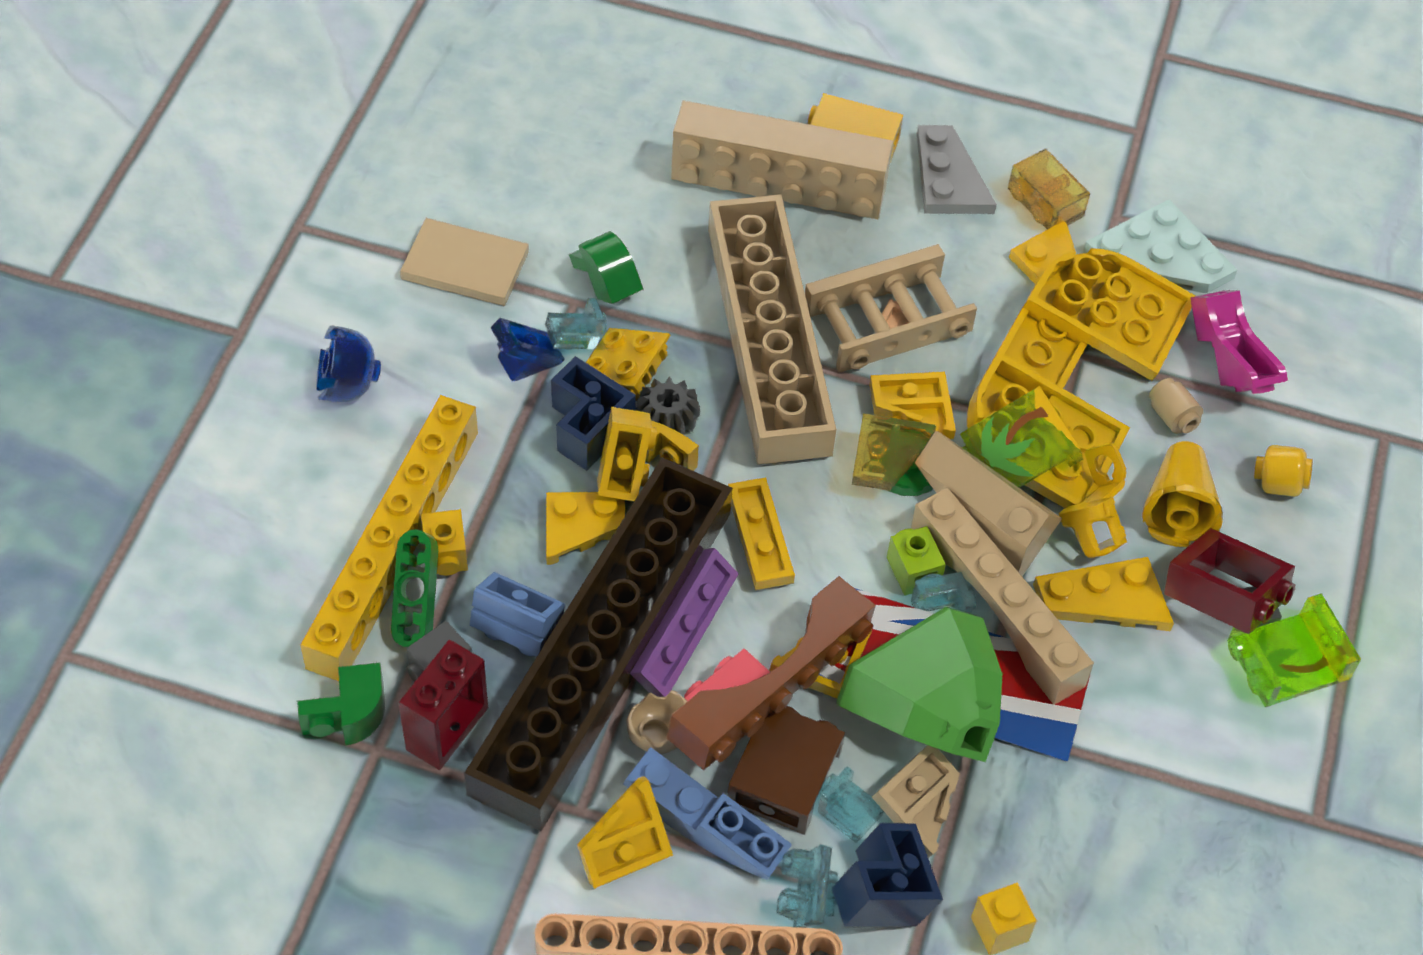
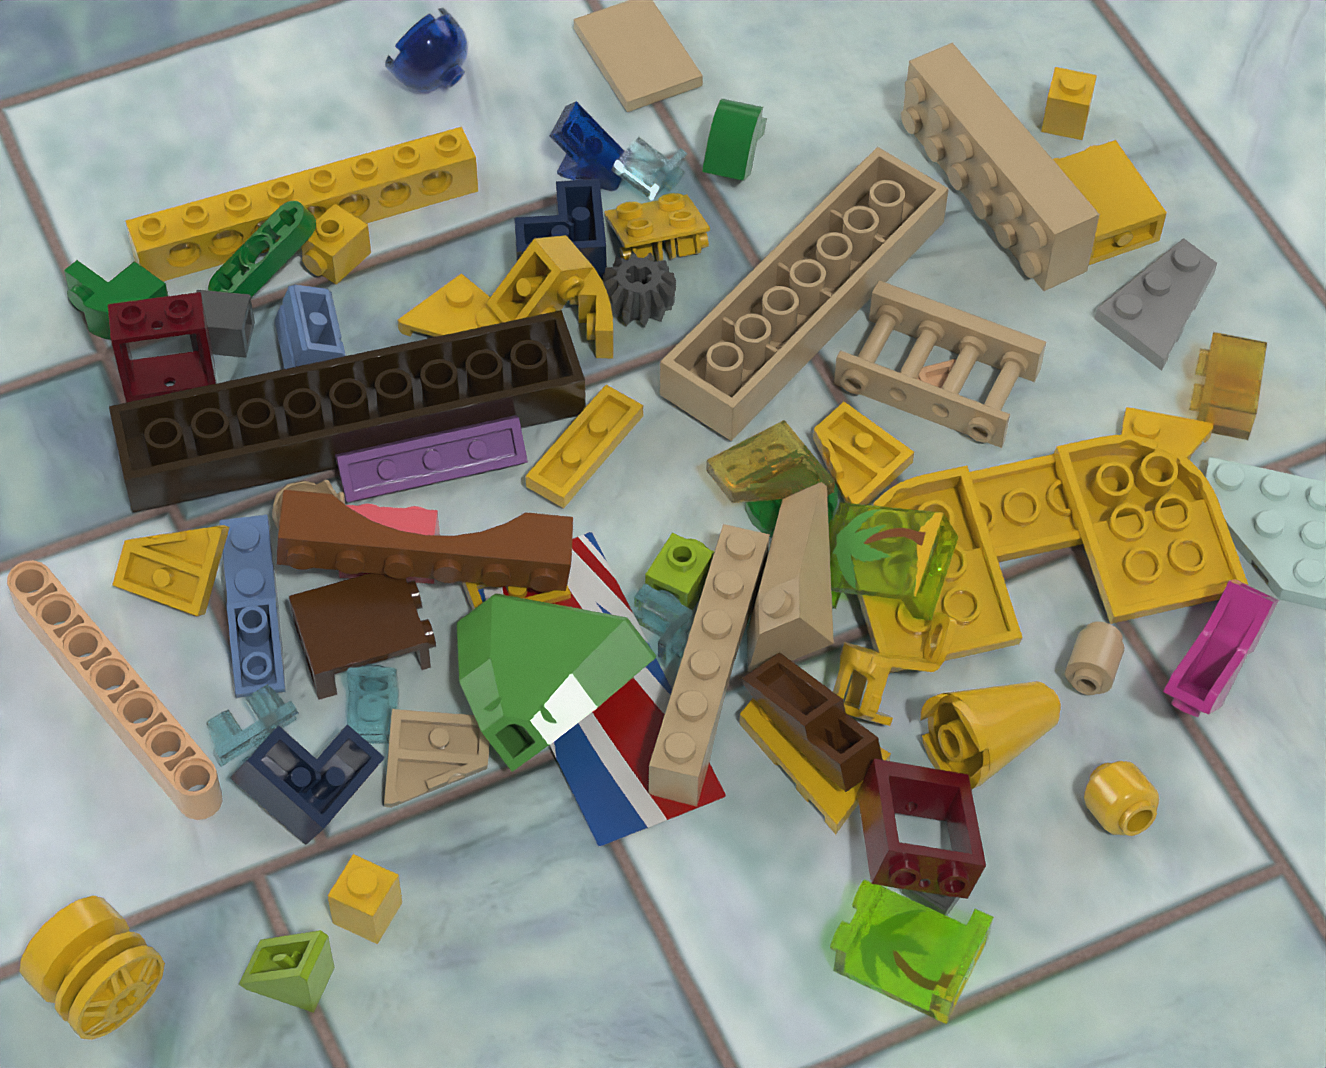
camera: 50 degrees right, 0 degrees up
(763, 90) = (1068, 103): none -> yellow brick
(1102, 572) = (814, 720): none -> reddish brown slope

